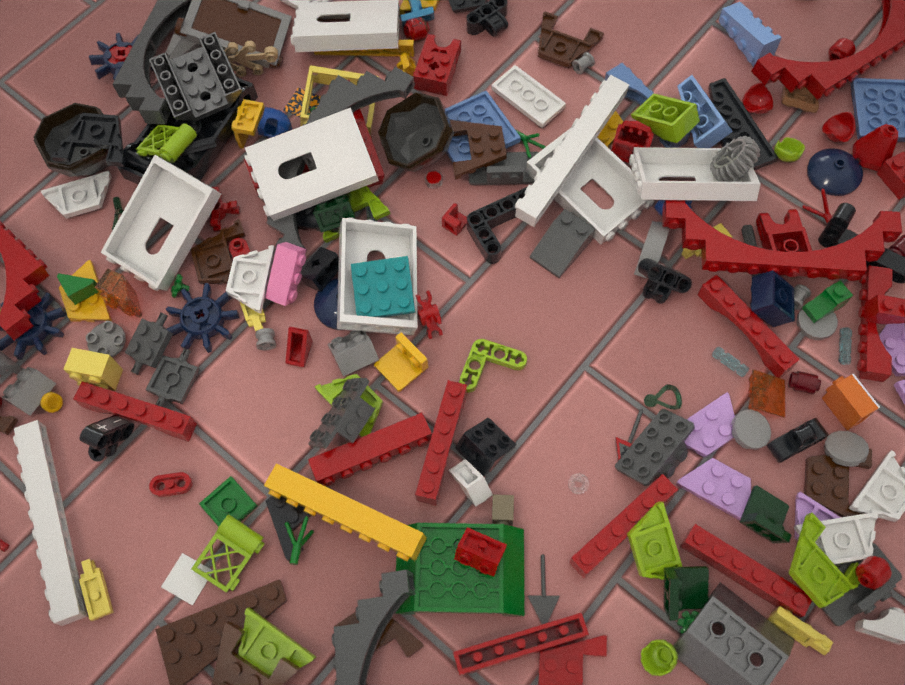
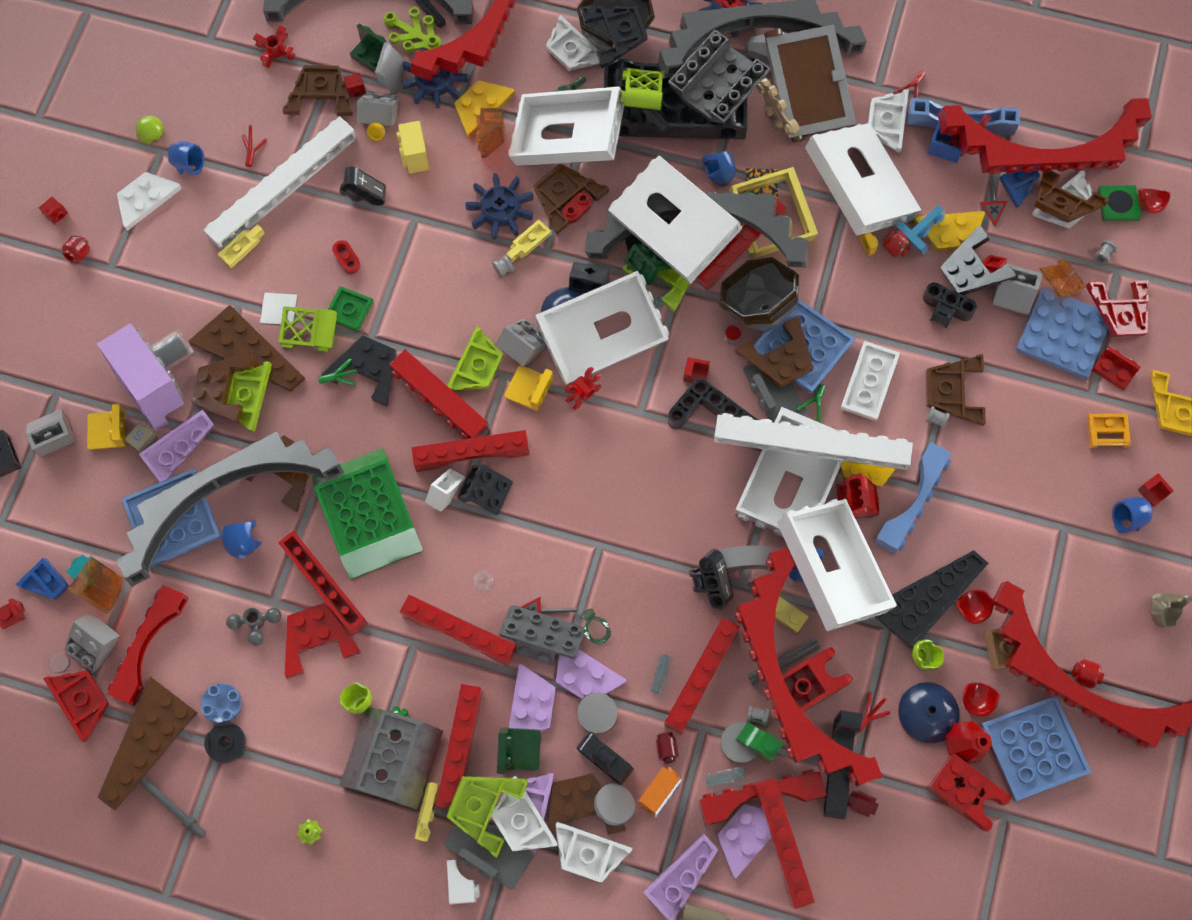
camera: 65 degrees right, 5 degrees up
(77, 287) = (477, 93): green slope -> none
(106, 338) = (448, 142): light grey dish -> none
(149, 343) = (457, 176): dark grey plate -> none
(154, 416) = (393, 198): red arch -> none
(173, 379) = (435, 212): dark grey plate -> none
(178, 286) = (521, 172): green plant -> none
(223, 209) = (612, 170): red pin -> none
(247, 120) = (706, 142): yellow bracket -> none
(250, 277) = (552, 225): white wing -> none
(285, 273) = (566, 251): bright pink brick -> none
(298, 346) = (507, 296): red slope -> none
(345, 417) = (453, 361): dark grey bracket -> none
(345, 512) = (372, 399): yellow brick -> none
(383, 287) = (588, 337): teal plate -> none
(407, 64) = (849, 255): yellow tile -> none
(436, 66) = (861, 280): red brick -> none
(480, 551) = (380, 516): red bracket -> none
(482, 357) = (567, 453): lime beam -> none
(503, 509) = (431, 525): dark tan brick -> none
(543, 604) = (367, 591): dark grey piece -> none
(562, 243) = (714, 476): dark grey slope -> none
(654, 543) = (447, 662): lime wing -> none
(667, 116) = (898, 517): lime slope -> none
(685, 589) = (421, 698): dark green bracket -> none
(712, 125) = (926, 554): light blue wedge -> none
(735, 159) = (865, 595): light grey gear -> none
(748, 32) = (1059, 568): light blue wedge -> none
(766, 393) = (640, 717): clear orange hinge -> none
(772, 299) = (737, 687): dark blue brick -> none
(873, 572) = (496, 853): red head -> none

